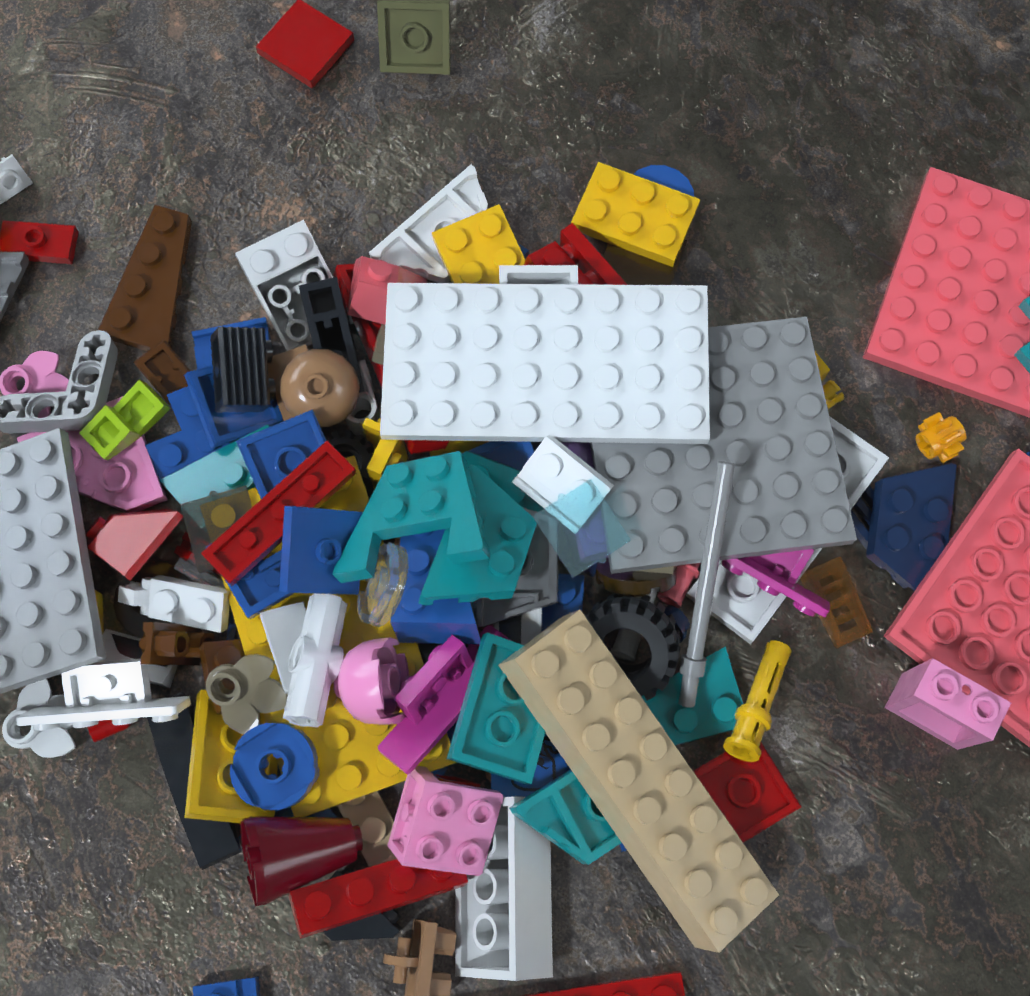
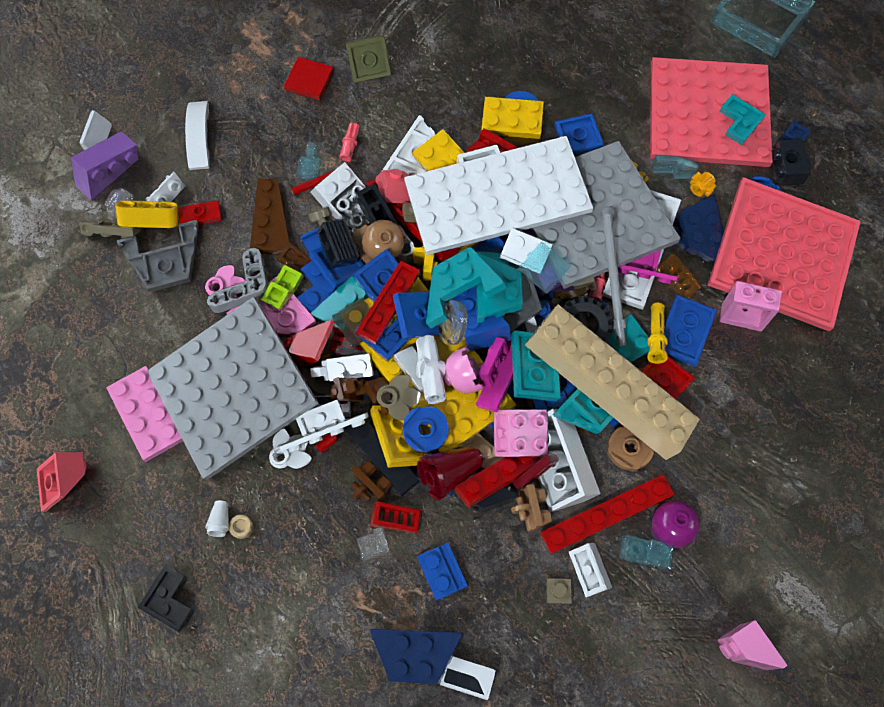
camera: 15 degrees left, 5 degrees down
(77, 95) = (196, 135): none -> white slope
(126, 942) = (373, 545): none -> clear panel
(163, 842) = (363, 475): none -> reddish brown hips
(174, 917) = (396, 509): none -> red slope
(237, 302) = (319, 215): none -> dark tan tile
(248, 238) = (309, 184): none -> red bar
(252, 205) = (309, 166): none -> clear light blue plate
(334, 181) = (349, 142): none -> coral axle
(449, 900) = (536, 471): none -> dark red tile
(613, 911) = (624, 459): none -> medium nougat plate
(745, 279) = (581, 133): none -> blue plate
(819, 707) = (687, 329): none -> blue tile
(910, 392) = (680, 167): none -> clear light blue slope

